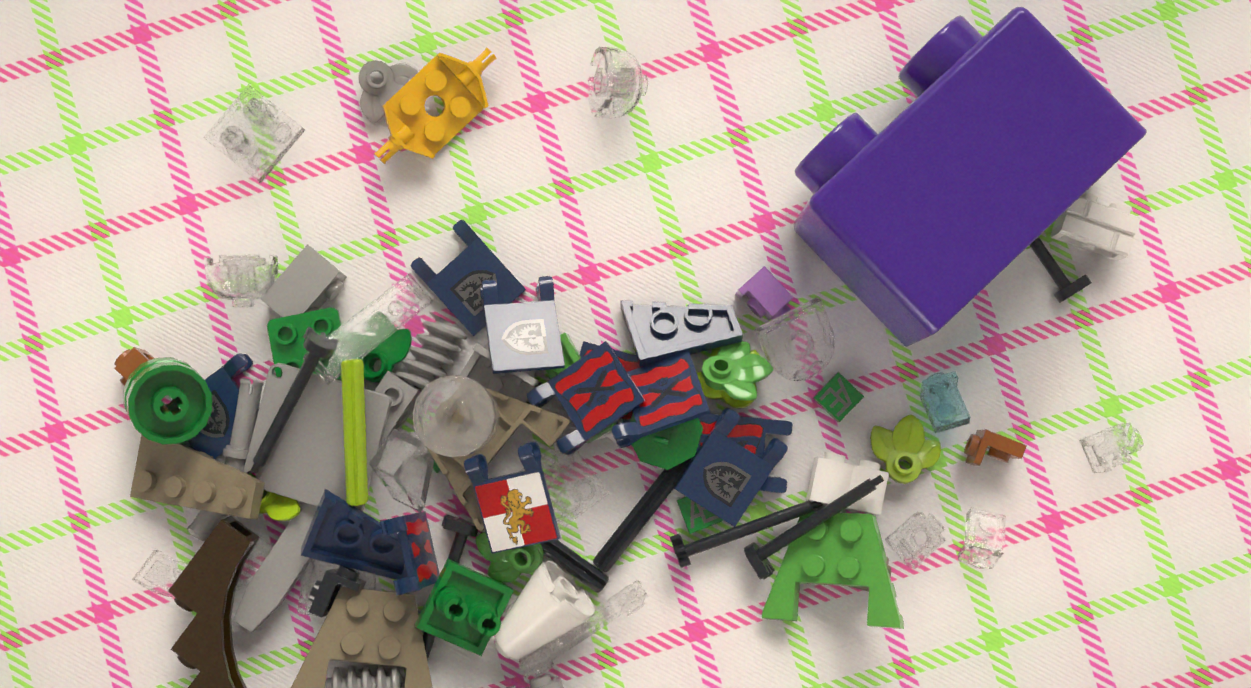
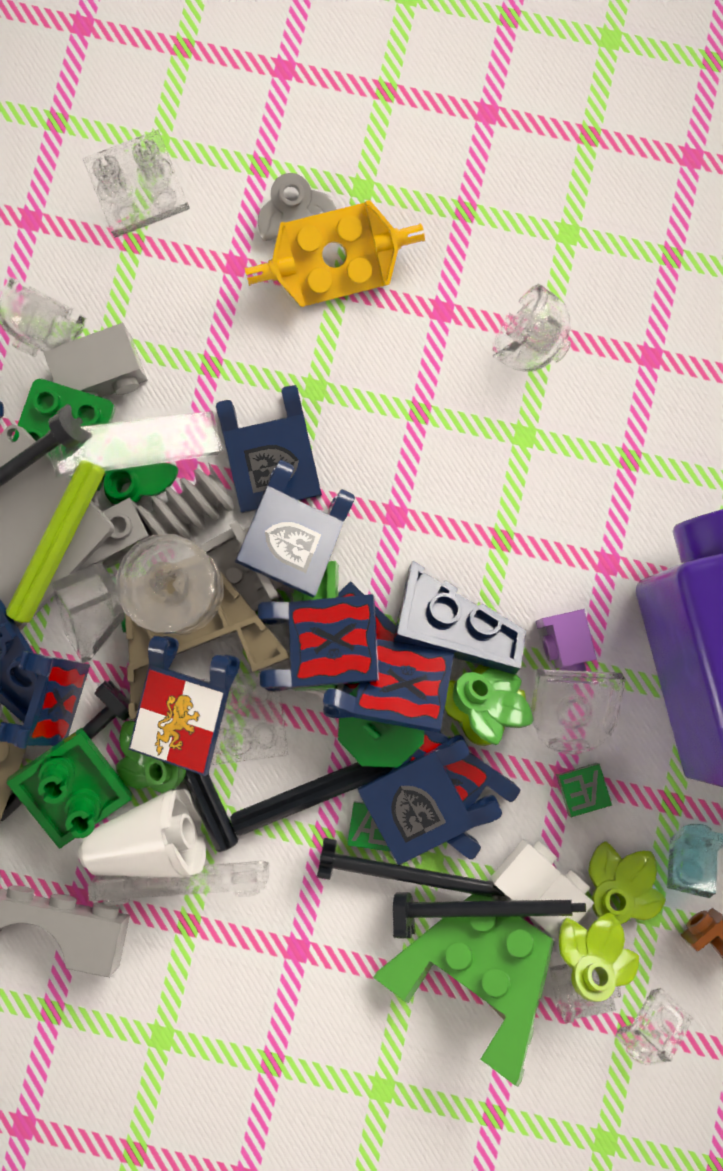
camera: 30 degrees right, 0 degrees up
(909, 504) = (598, 950): none -> lime plate

